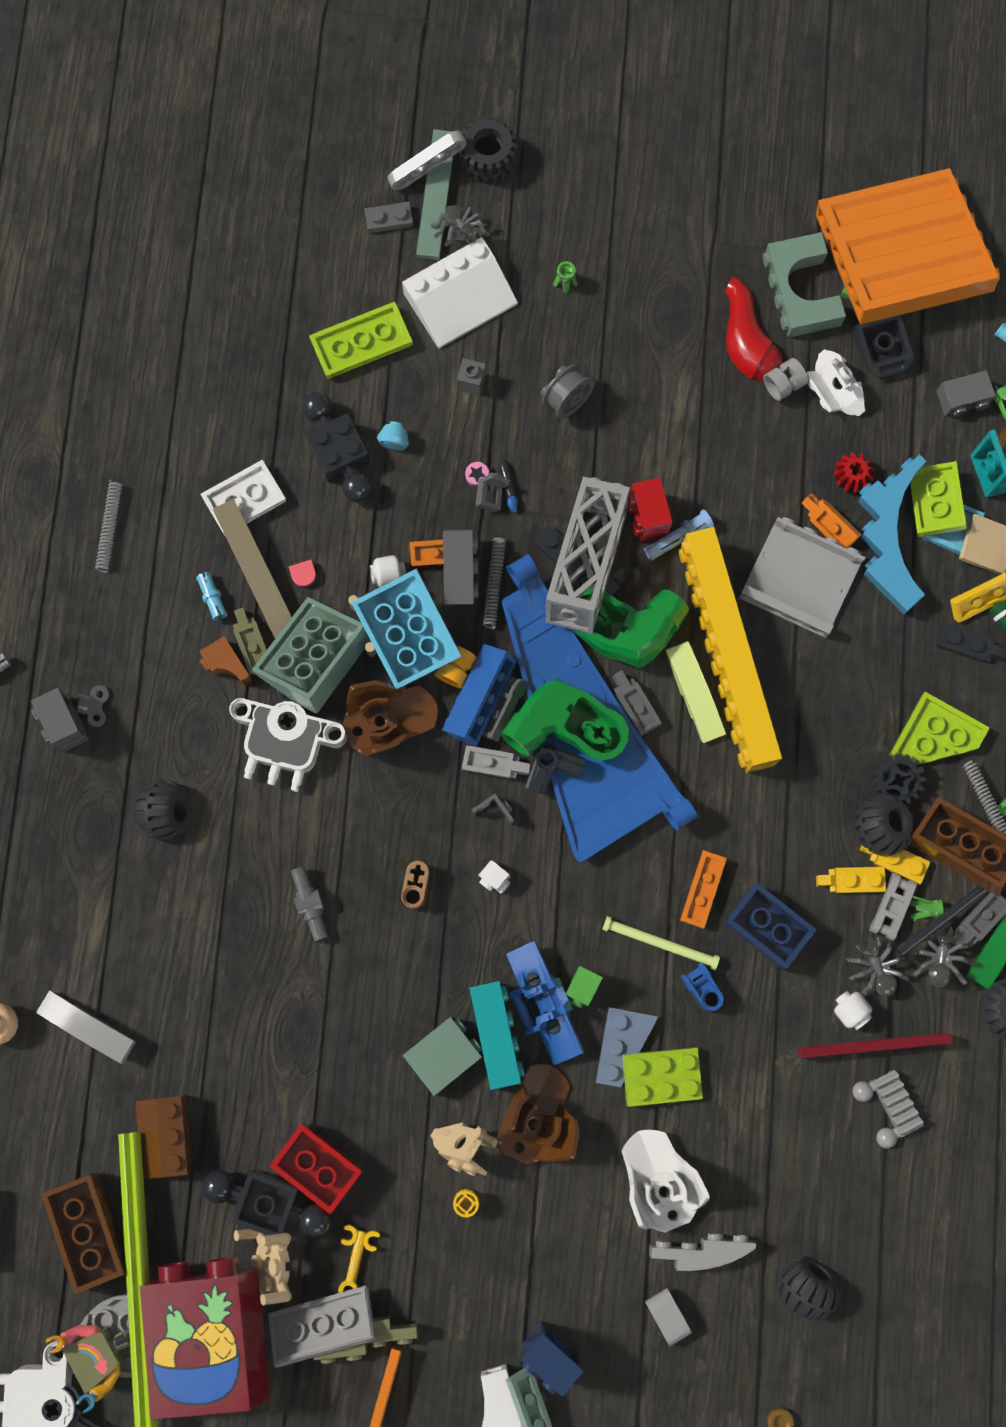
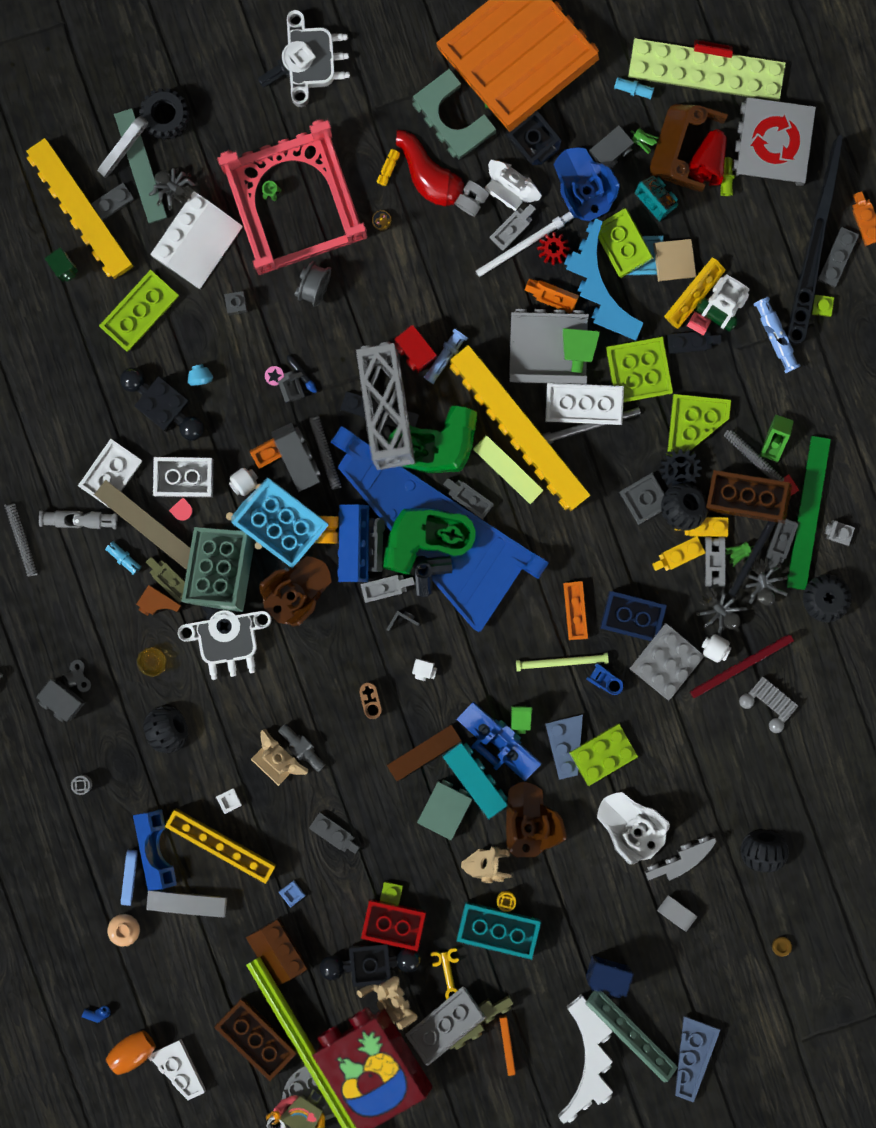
camera: 25 degrees left, 10 degrees up
(35, 964) = (129, 877): none -> light blue beam
(40, 832) = (83, 782): none -> light grey wheel
(71, 969) = (156, 870): none -> blue arch
(159, 975) = (220, 845): none -> yellow brick
(185, 725) = (151, 661): none -> clear yellow hair
(195, 927) = (228, 801): none -> white plate
(196, 538) = (92, 520): none -> light grey piece
(215, 1073) = (292, 893): none -> medium blue tile
(272, 906) = (275, 760): none -> tan piece
(298, 1023) = (333, 833): none -> dark grey hinge
(300, 252) = (61, 265): none -> dark green brick
(322, 535) = (183, 477): none -> white brick
(333, 1128) = (391, 893): none -> lime plate
(349, 208) = (80, 209): none -> yellow brick
(440, 1235) = (498, 930): none -> teal brick
(449, 976) = (424, 753): none -> reddish brown tile
(645, 247) = (235, 170): none -> coral arch
(666, 149) = (302, 55): none -> white plate
(668, 161) = (319, 71): none -> piece
(673, 361) = (381, 220): none -> pearl gold tile
(706, 310) = (388, 167): none -> yellow axle
(787, 998) = (667, 662): none -> light grey plate
(816, 657) = (584, 403): none -> white tile
(816, 686) = (550, 437): none -> flat silver bar
(817, 430) = (512, 227): none -> light grey hinge
(838, 590) = (579, 347): none -> bright green torso
(838, 796) = (643, 498): none -> dark grey tile
(869, 449) = (557, 223): none -> white bar
(895, 648) = (640, 369): none -> lime plate
(919, 406) = (580, 172): none -> blue piece
(987, 625) = (699, 323): none -> coral tile

